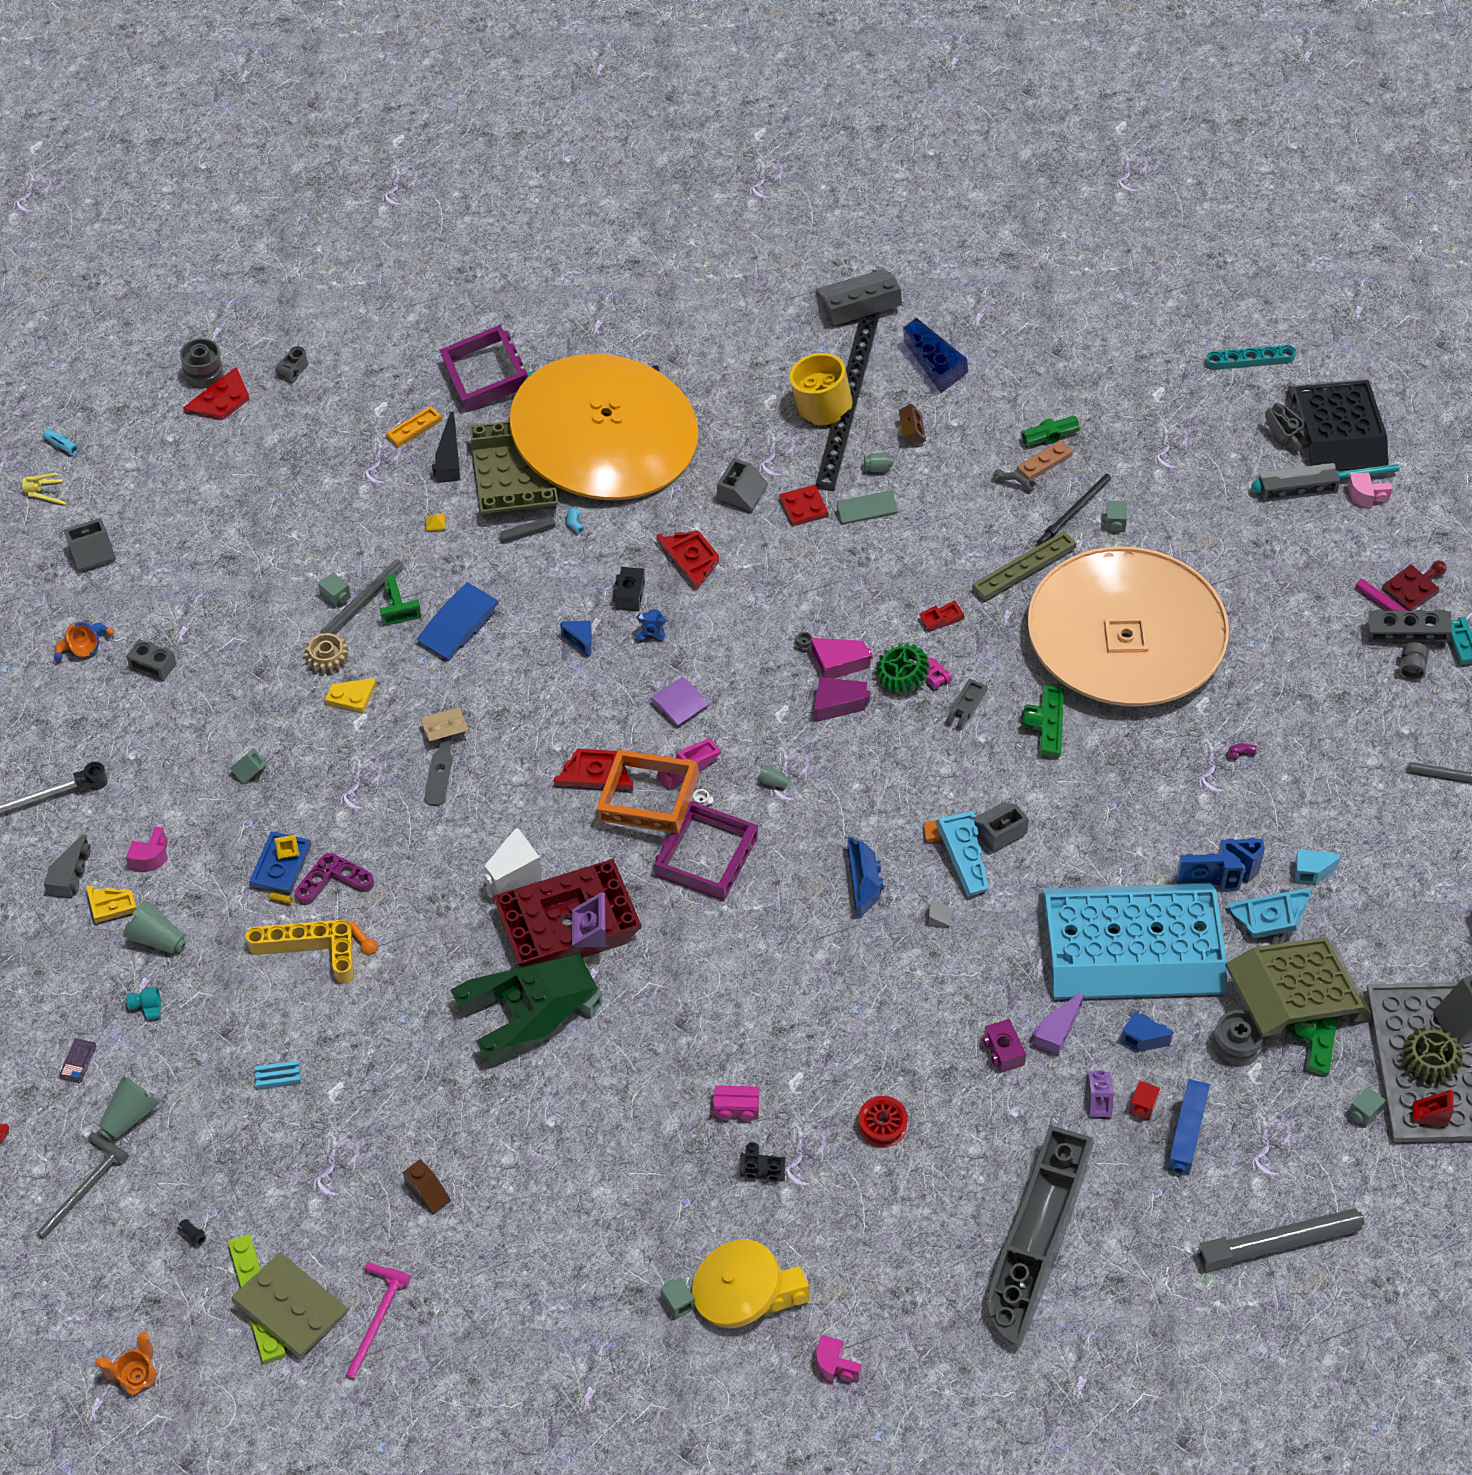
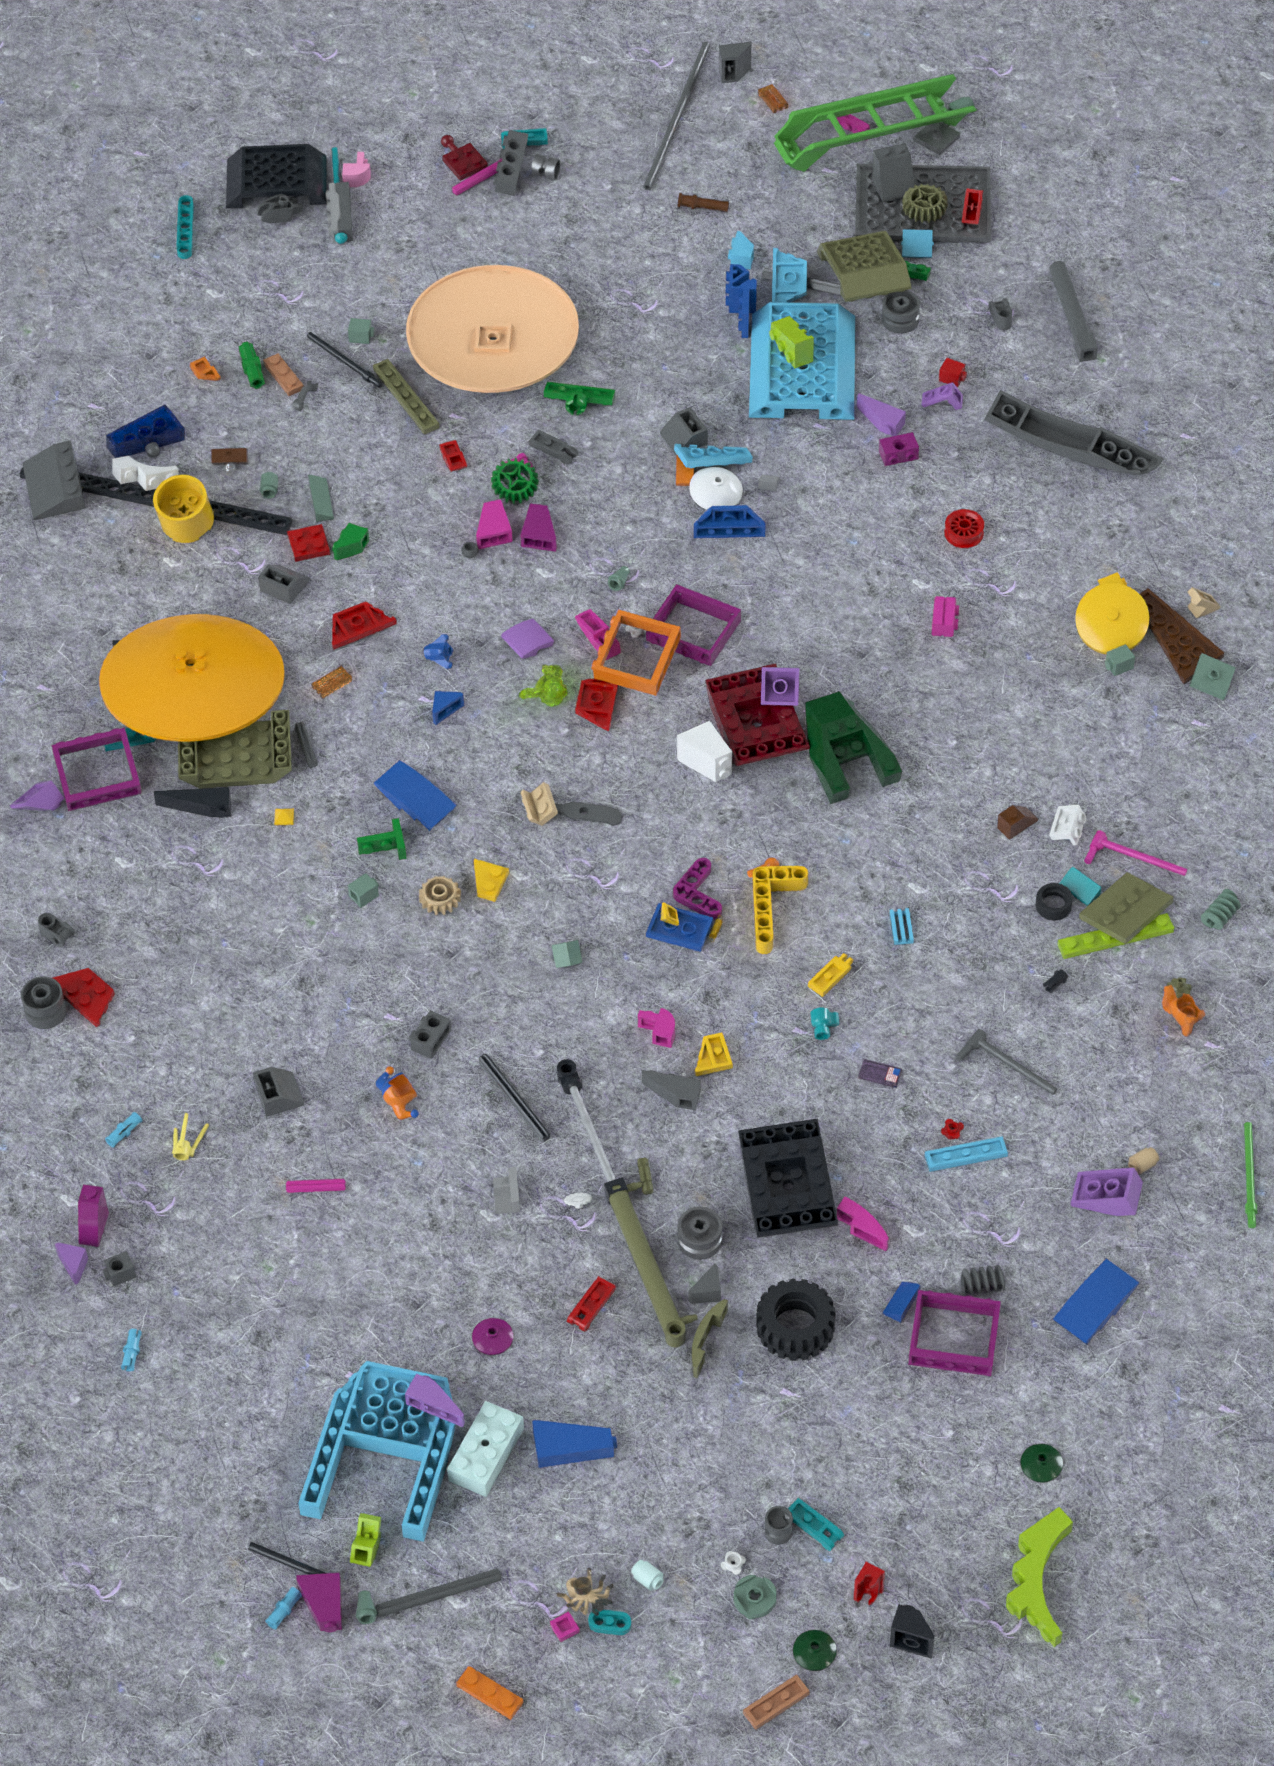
camera: 85 degrees left, 0 degrees up
(72, 736) = (514, 1098): none -> axle
(125, 1108) = (937, 1027): sand green cone -> none
(153, 930) = (748, 1017): sand green cone -> none
(177, 1368) = (1180, 986): none -> olive plant
(210, 1006) = (830, 974): none -> yellow hinge
(281, 1413) = (1221, 910): none -> sand green piece
(300, 1213) = (1056, 890): none -> black tyre
(328, 1259) = (1081, 886): none -> teal slope
(366, 595) = (374, 871): dark grey axle -> none
(414, 426) = (156, 833): light orange tile -> none
(419, 1243) = (1068, 823): none -> white bracket
(448, 331) = (39, 797): none -> medium lavender slope
(571, 521) = (301, 710): medium azure arm -> none
(607, 720) = (547, 687): none -> clear neon green hair
(610, 545) = (333, 683): none -> clear orange tile
(629, 588) = (394, 667): black brick -> none
(654, 1405) = (1212, 676): none -> sand green plate
(718, 1369) = (1178, 637): none -> reddish brown wing
(761, 1166) = (1004, 599): black hinge -> none
(780, 1395) = (1201, 603): none -> tan slope
(804, 537) = (351, 541): none -> green slope
(830, 1364) = (1173, 572): dark pink brick -> none
(871, 365) = (149, 477): none -> white arch
(917, 366) = (152, 450): none -> dark grey hinge
(919, 873) = (715, 487): none -> white dish
(1041, 395) = (203, 370): none -> orange slope
(1140, 908) = (792, 341): none -> lime wedge
(1145, 1034) = (890, 367): blue slope -> none
(1188, 1127) = (979, 347): blue slope -> none
(1234, 750) = (619, 282): magenta arm -> none
(1264, 1153) = (1001, 314): none -> dark grey piece
(1366, 1107) = (962, 249): sand green brick -> none
(1368, 1055) = (917, 243): none -> medium azure piece
(1391, 814) = (697, 202): none -> reddish brown pin

